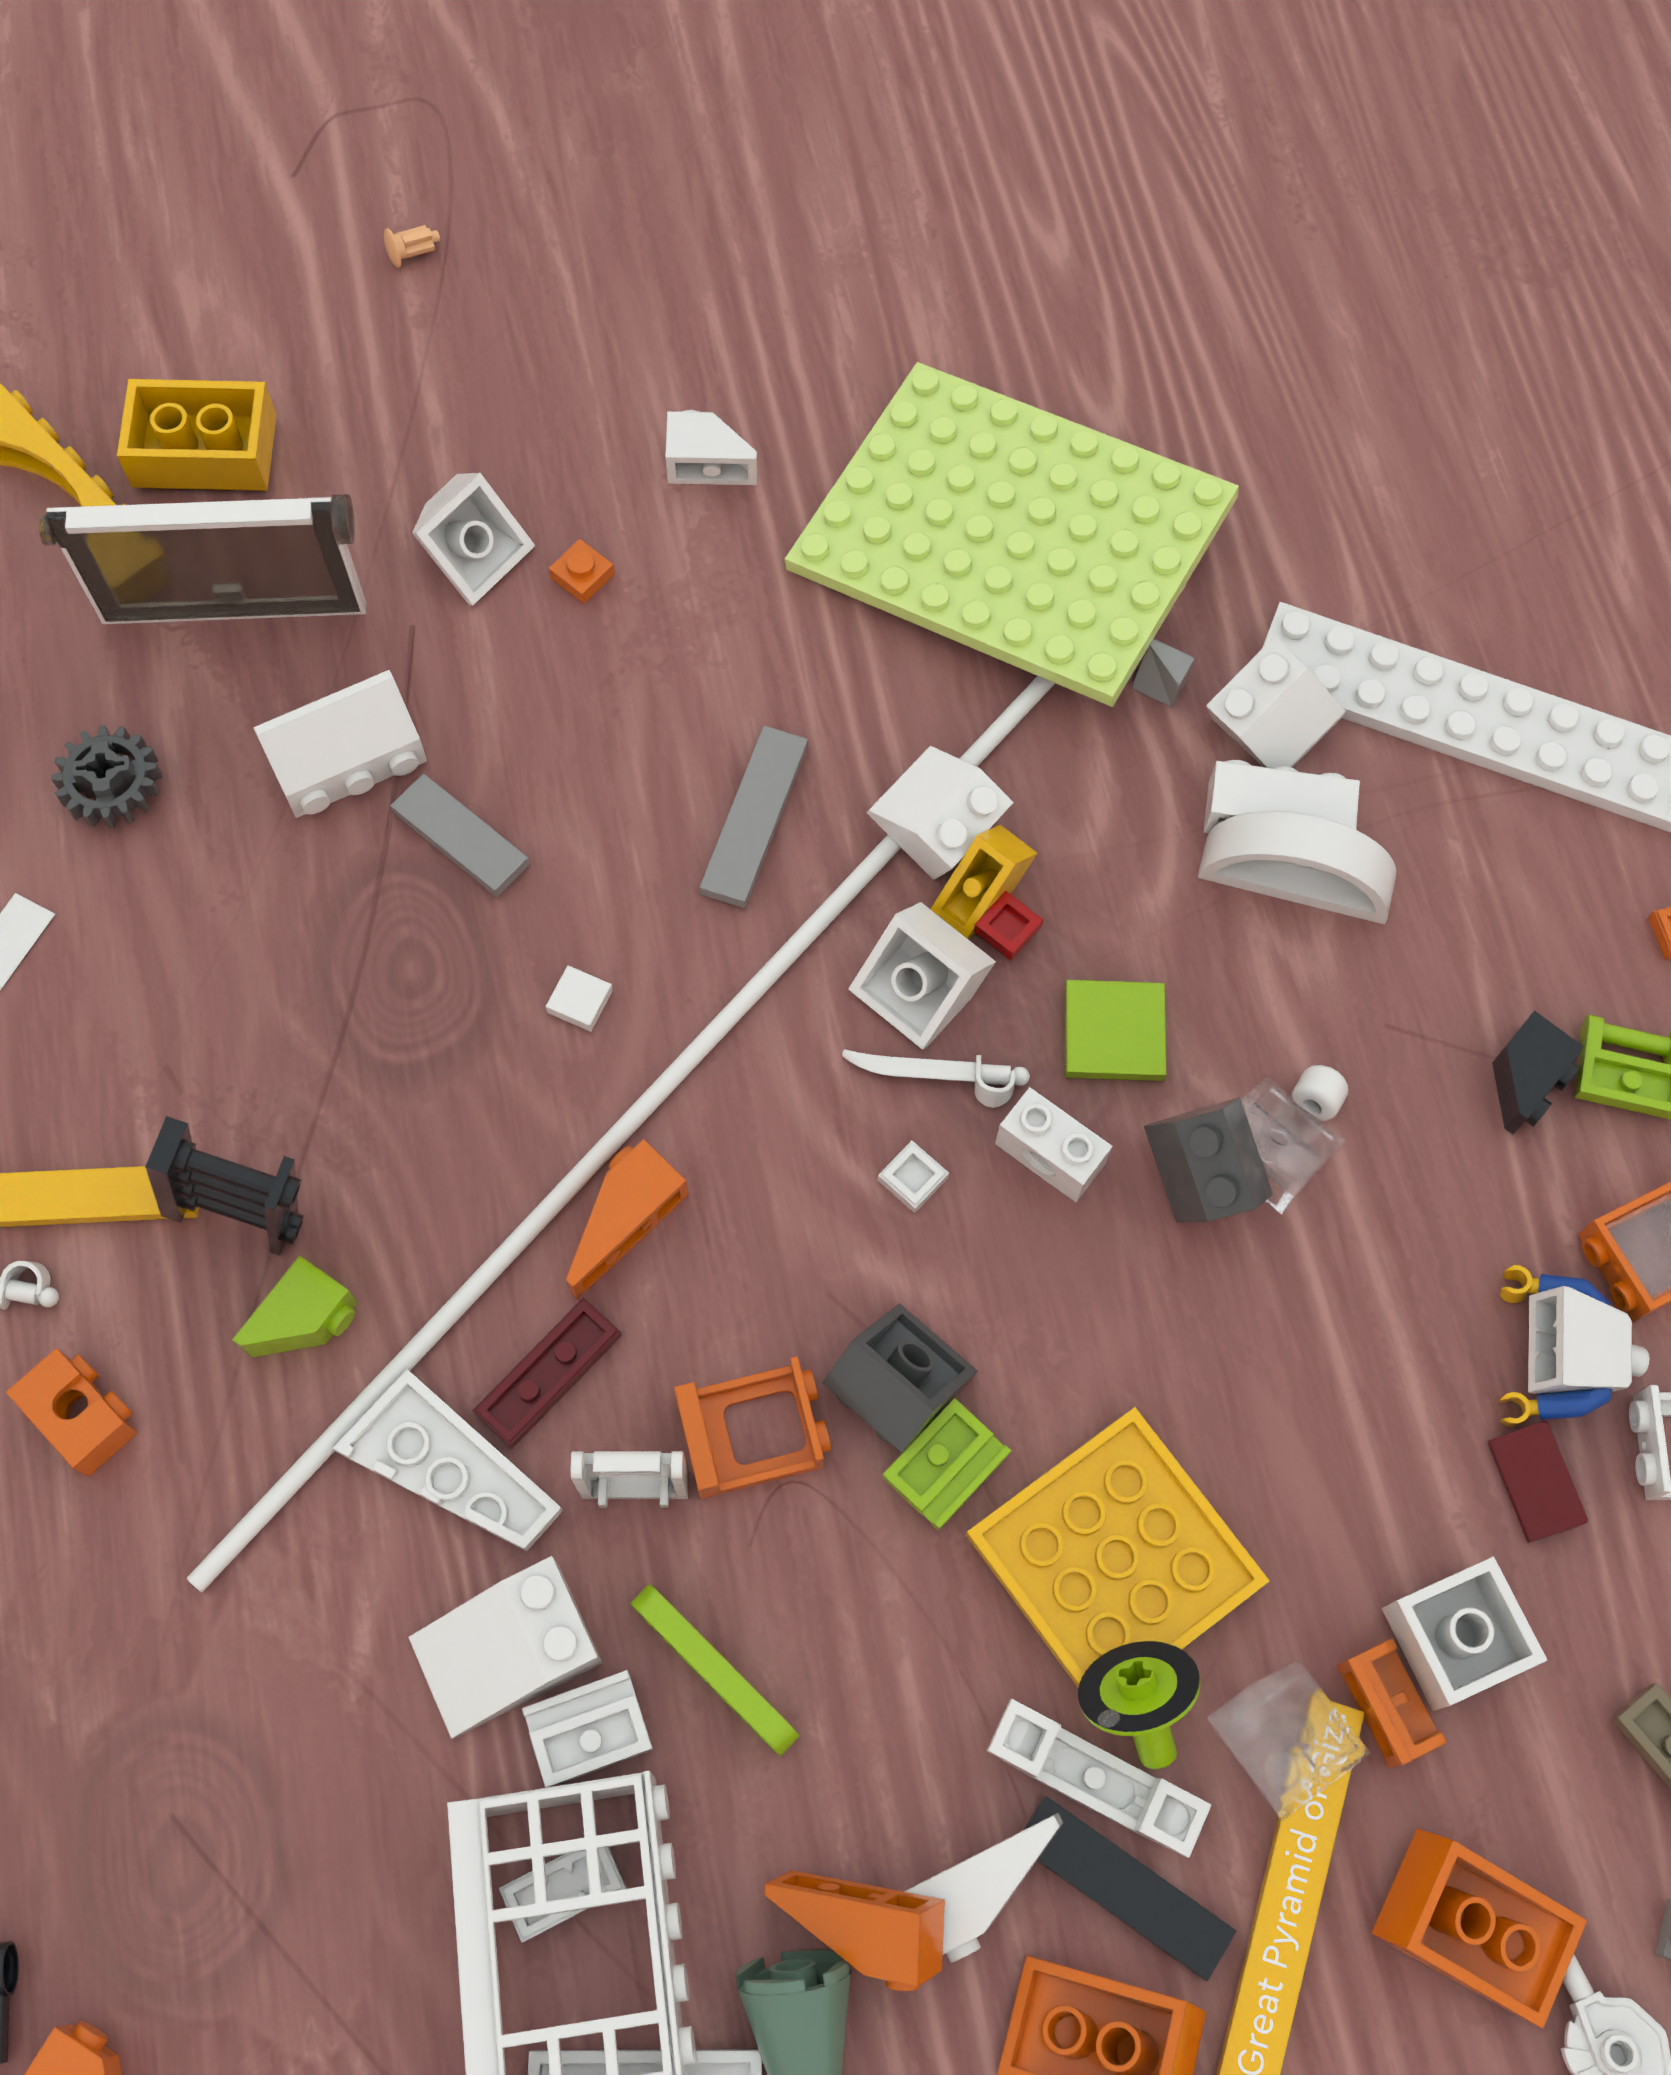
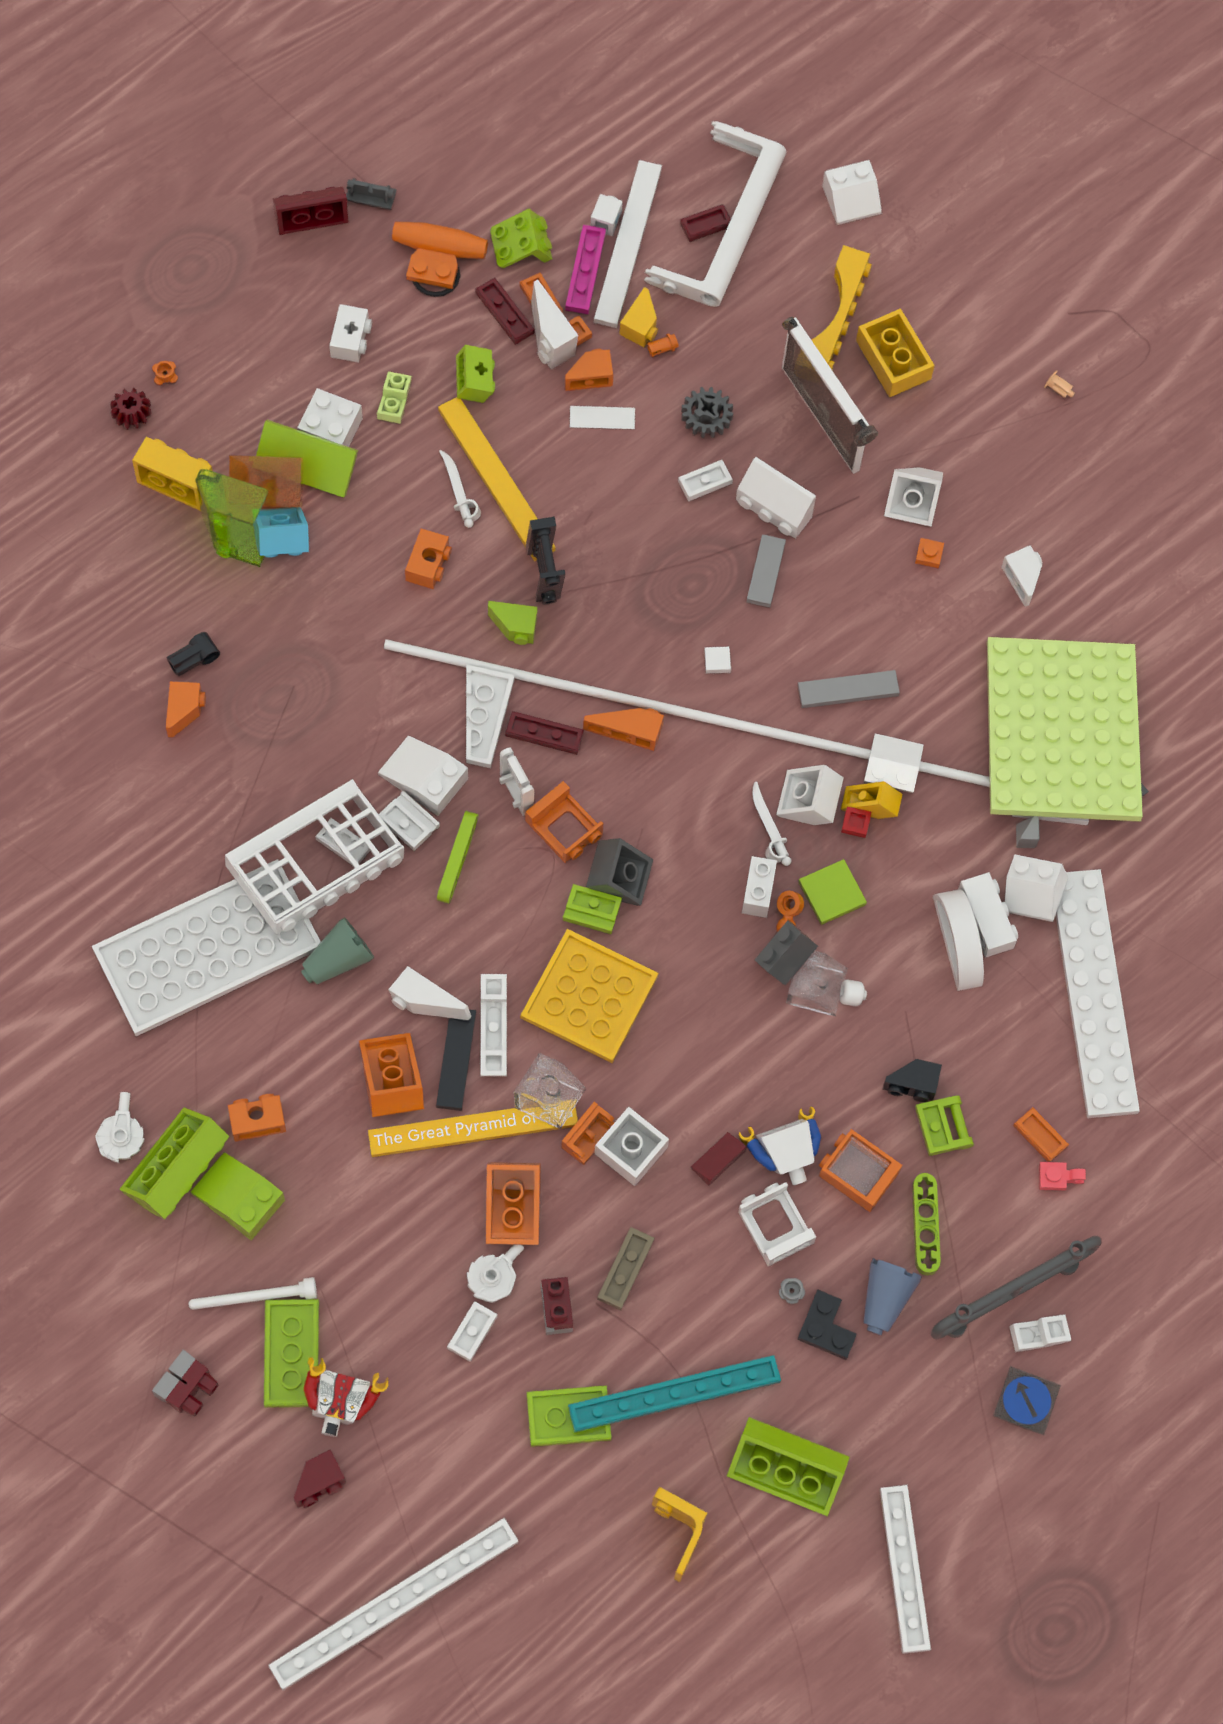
camera: 60 degrees right, 0 degrees up
(231, 845) = (705, 480): none -> white plate
(869, 1926) = (388, 958): orange slope -> none
(913, 1176) = (714, 838): white tile -> none
(1119, 1121) = (784, 908): none -> orange plate
(1141, 1694) = (535, 1021): piece -> none

